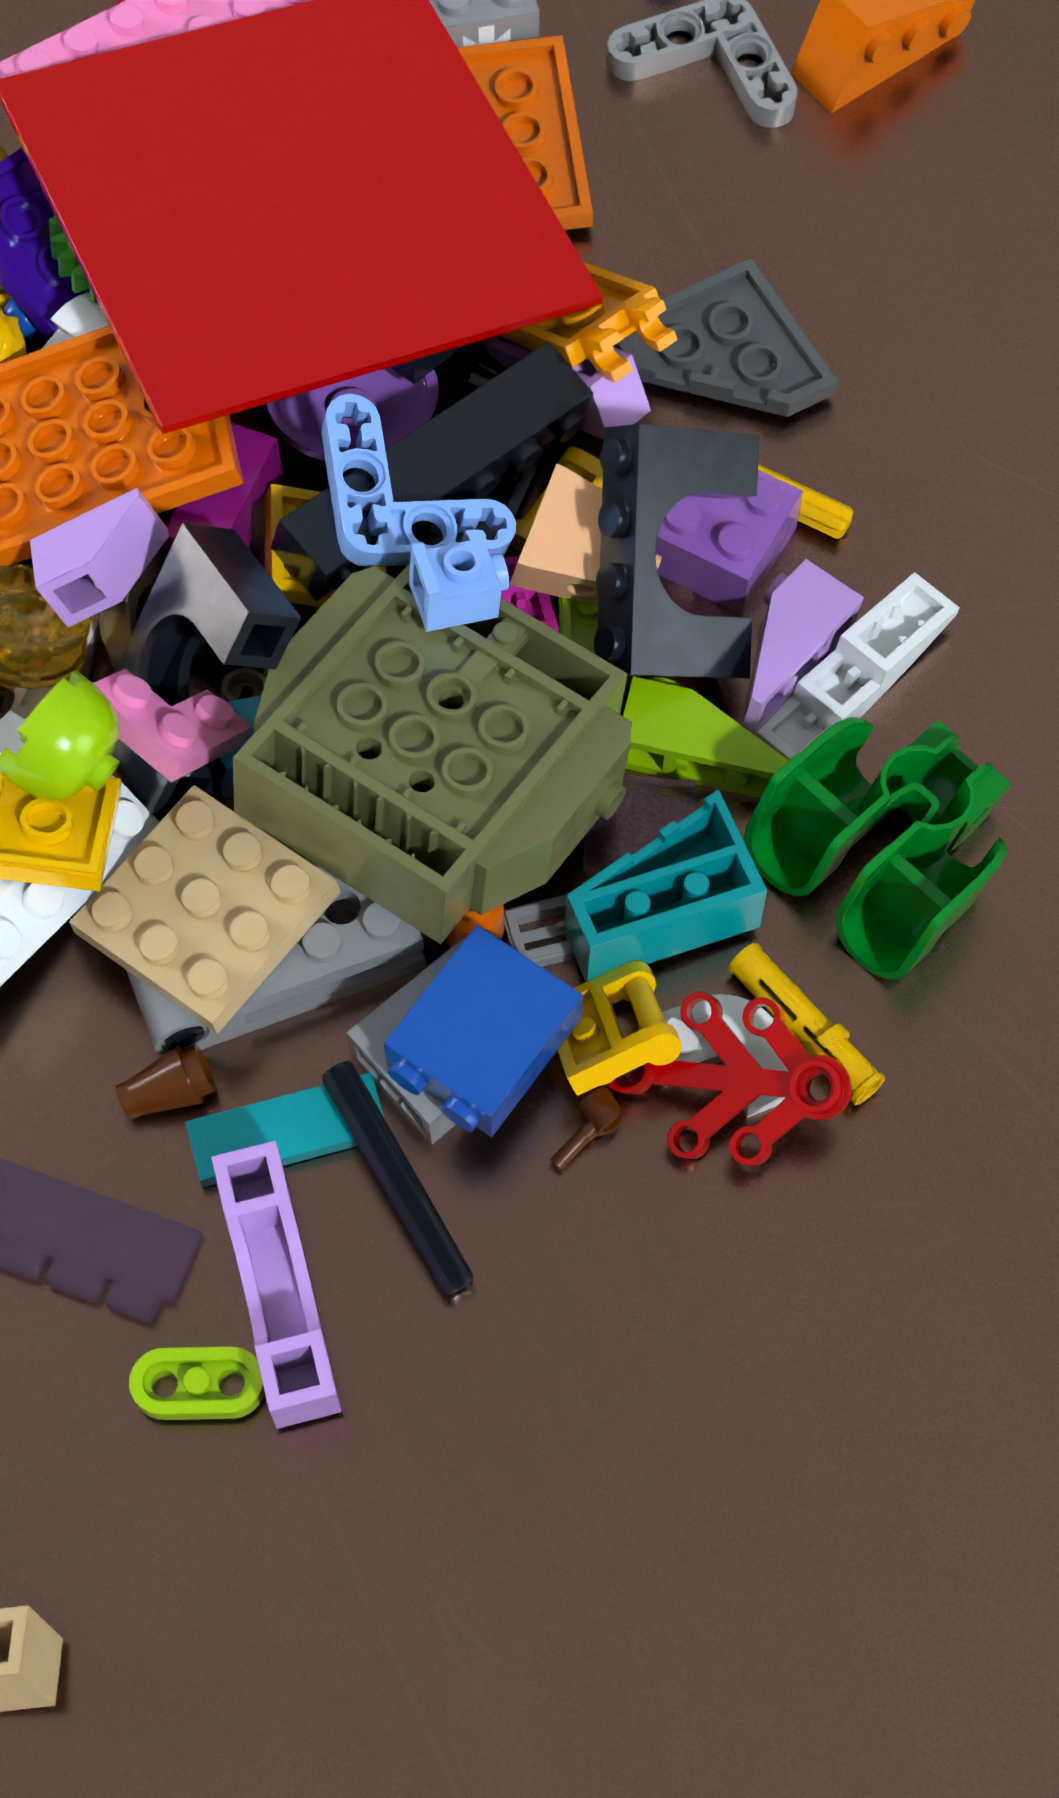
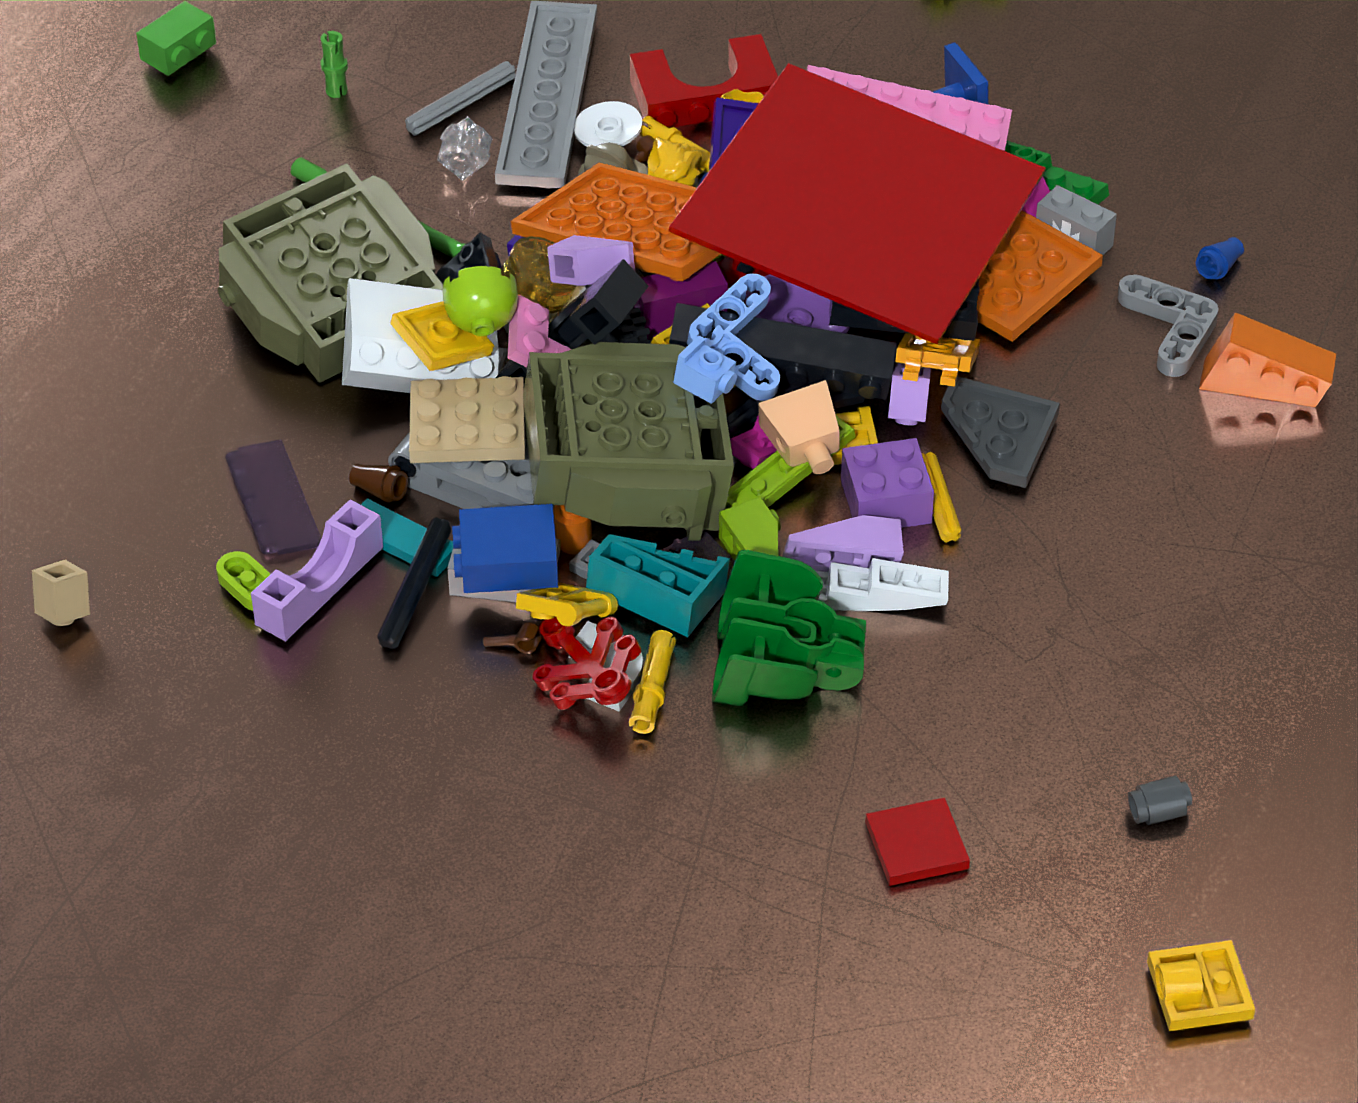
camera: 50 degrees right, 20 degrees down
(642, 480) = (848, 403): black arch -> none

